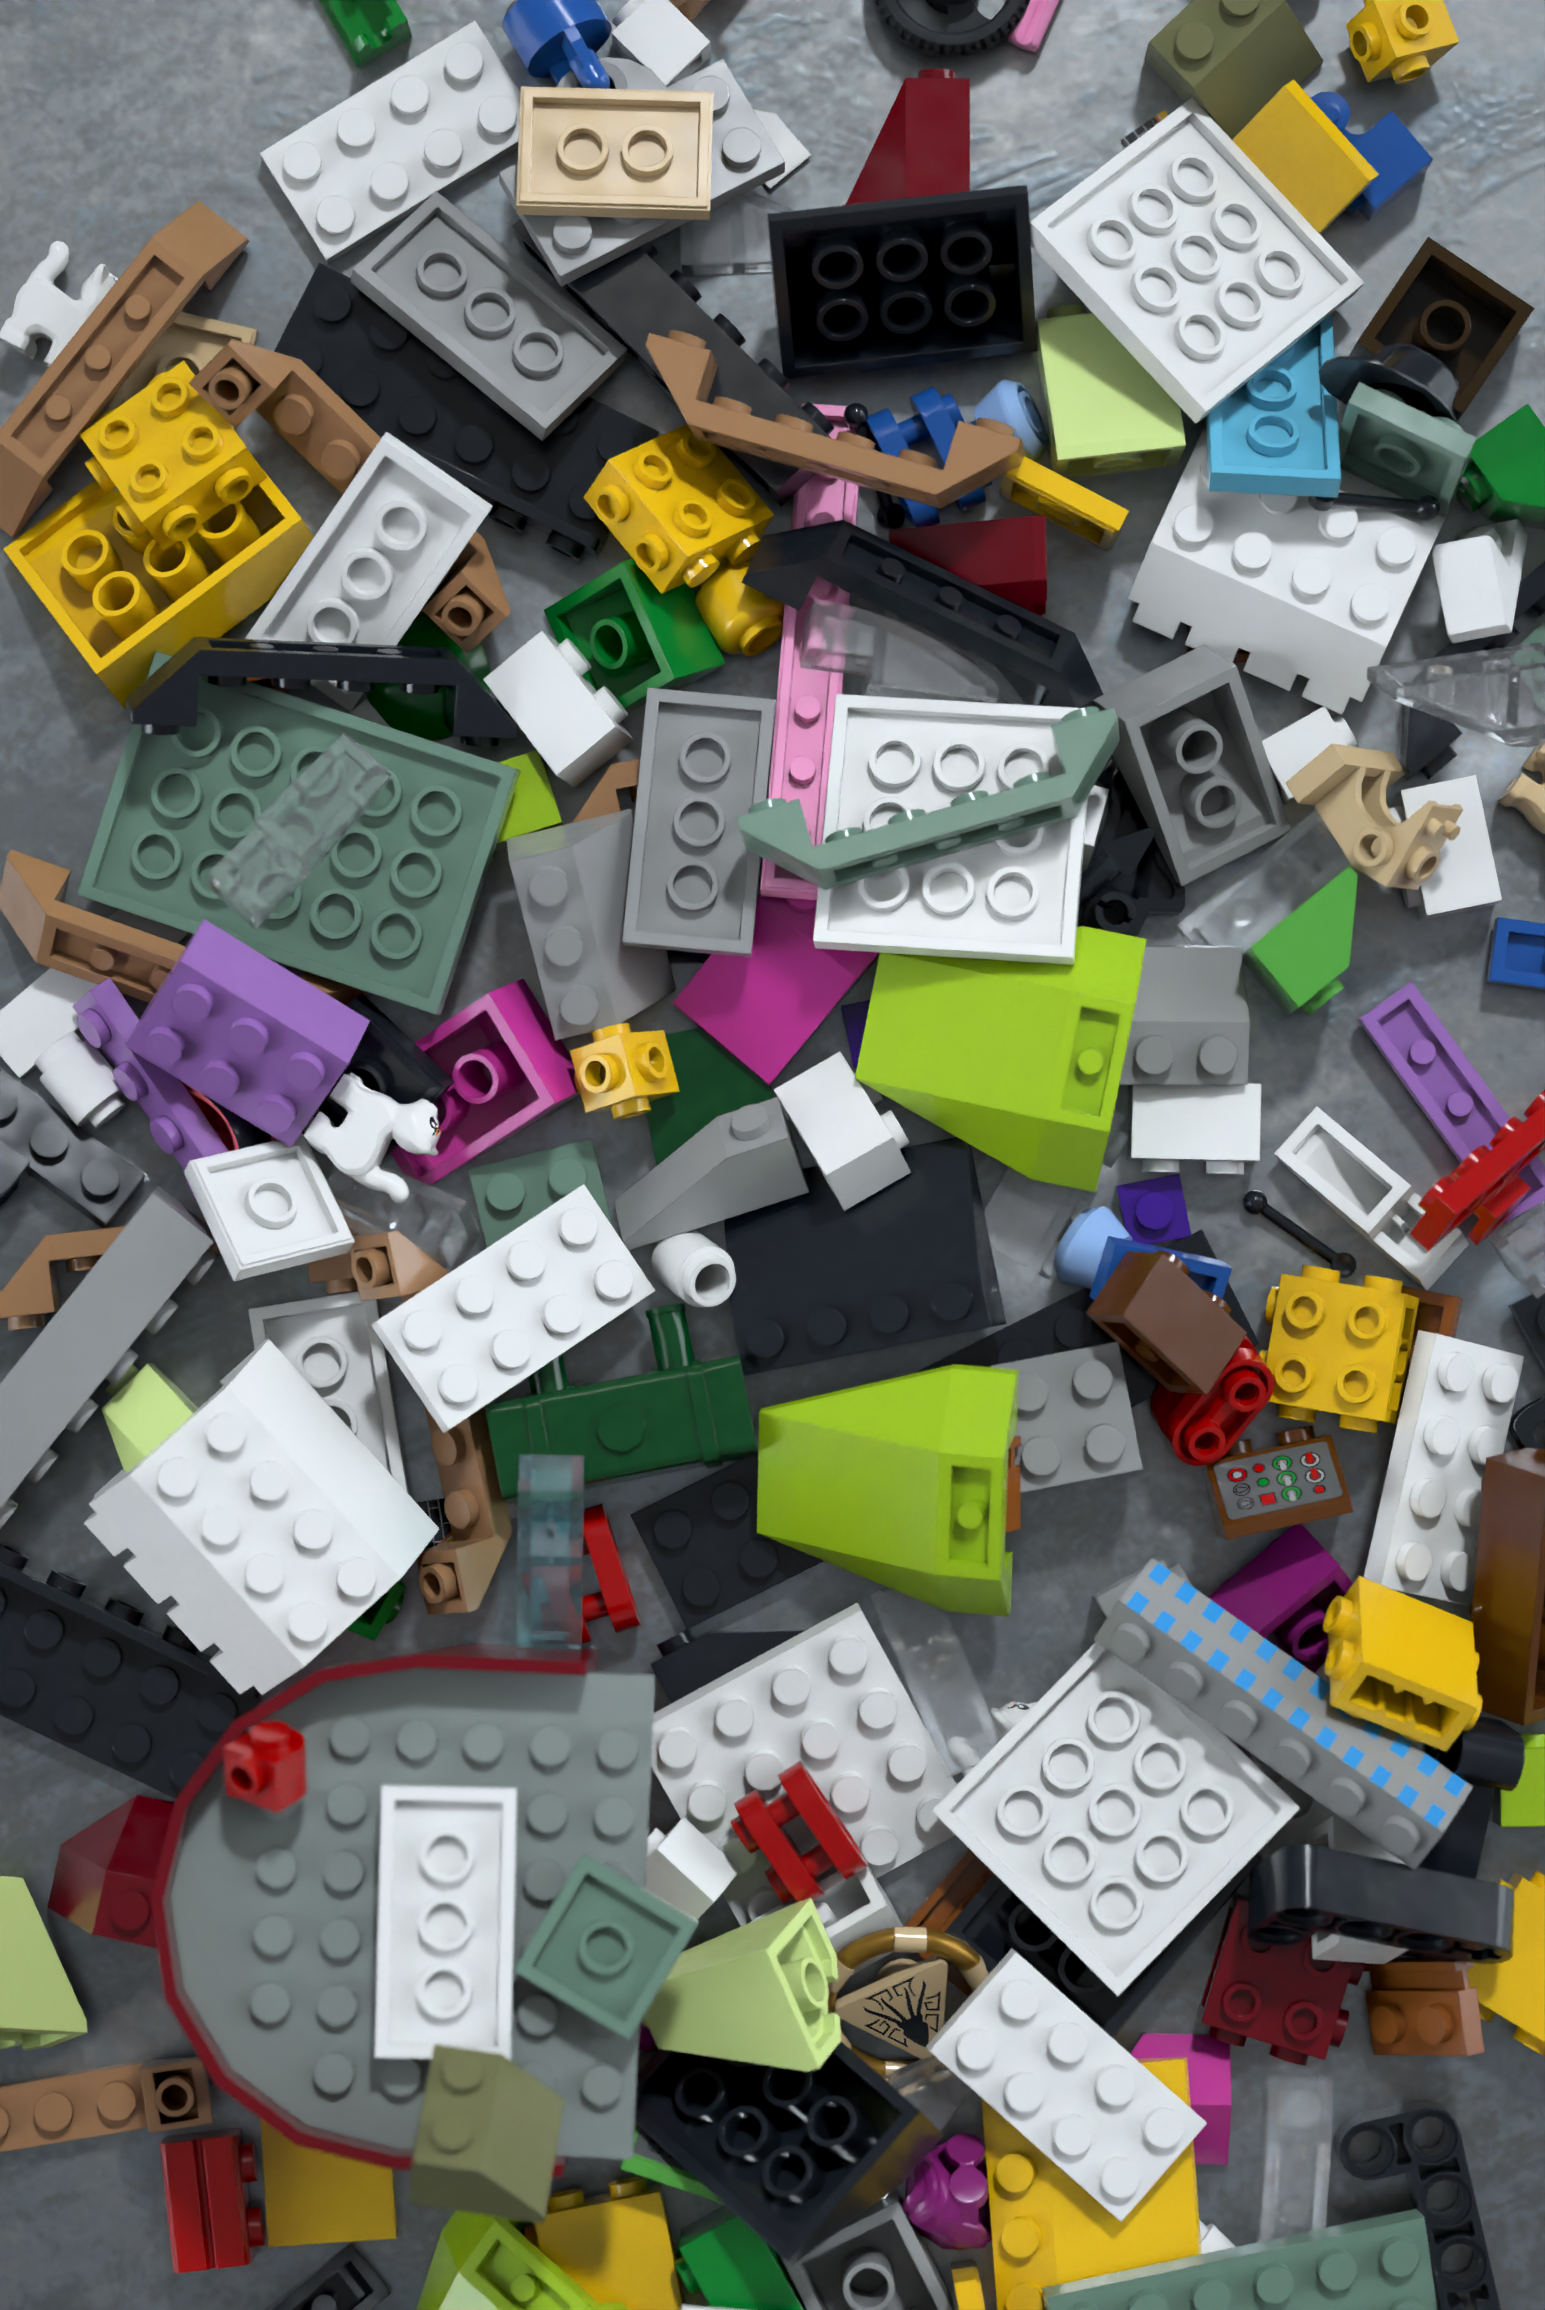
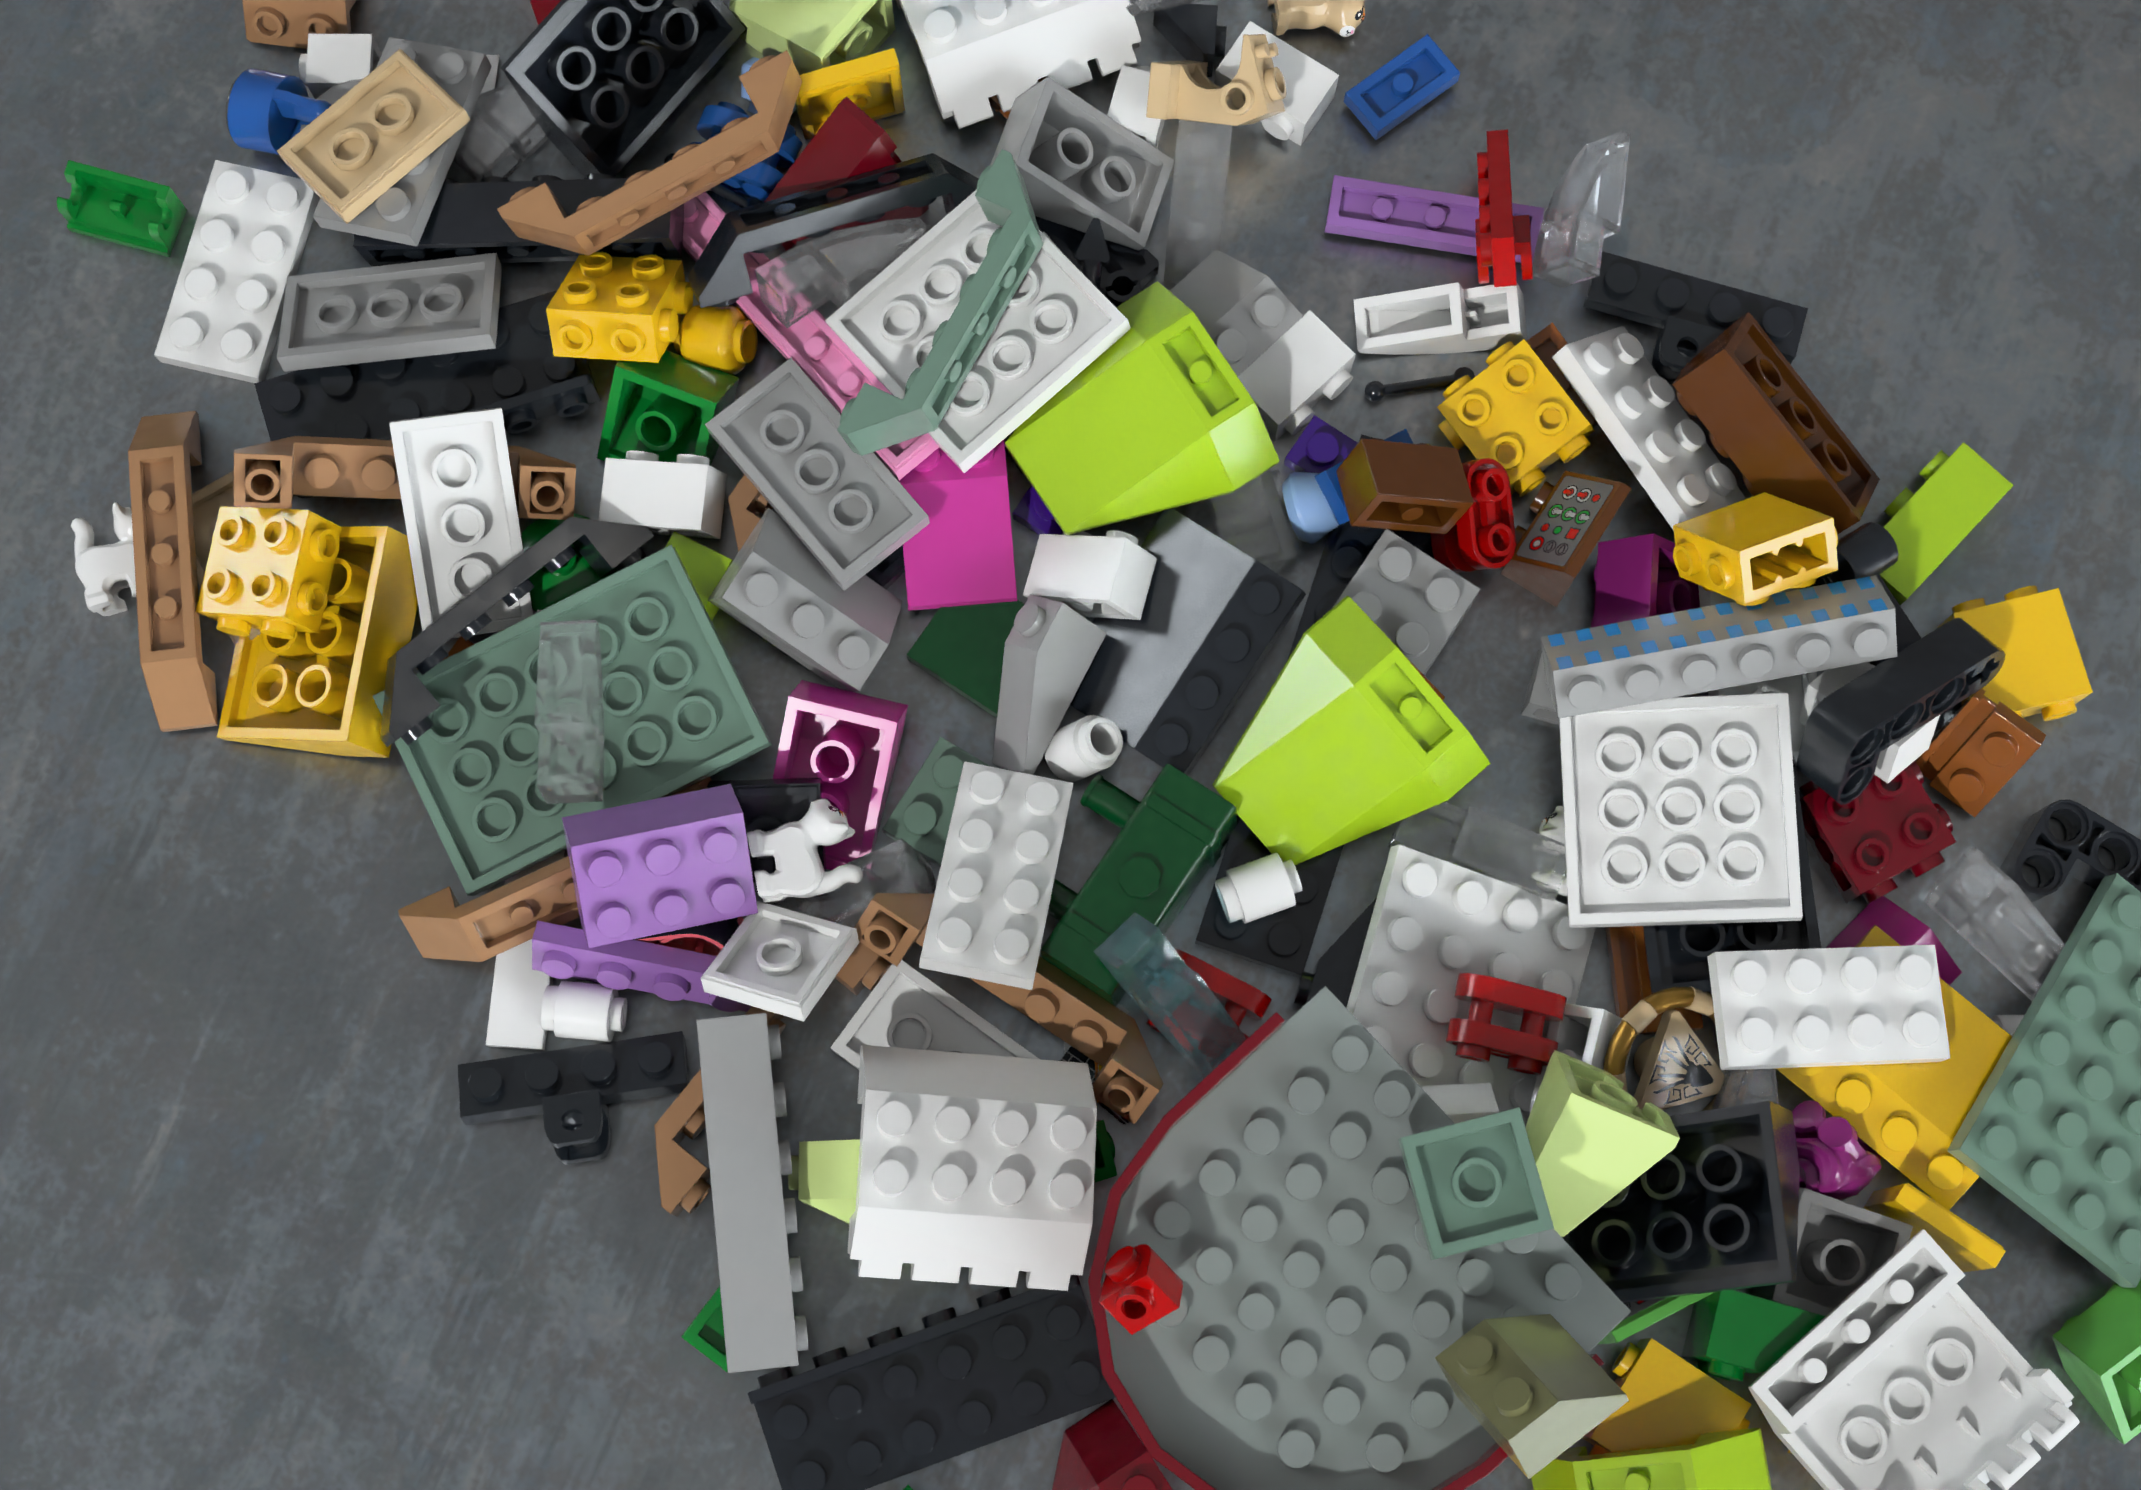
camera: 50 degrees left, 10 degrees down
(446, 1919) = (1356, 1272): white plate -> none
(623, 1071) = (919, 670): yellow brick -> none
(715, 1528) = (1258, 888): none -> white brick
(1308, 948) = (1258, 206): bright green slope -> none

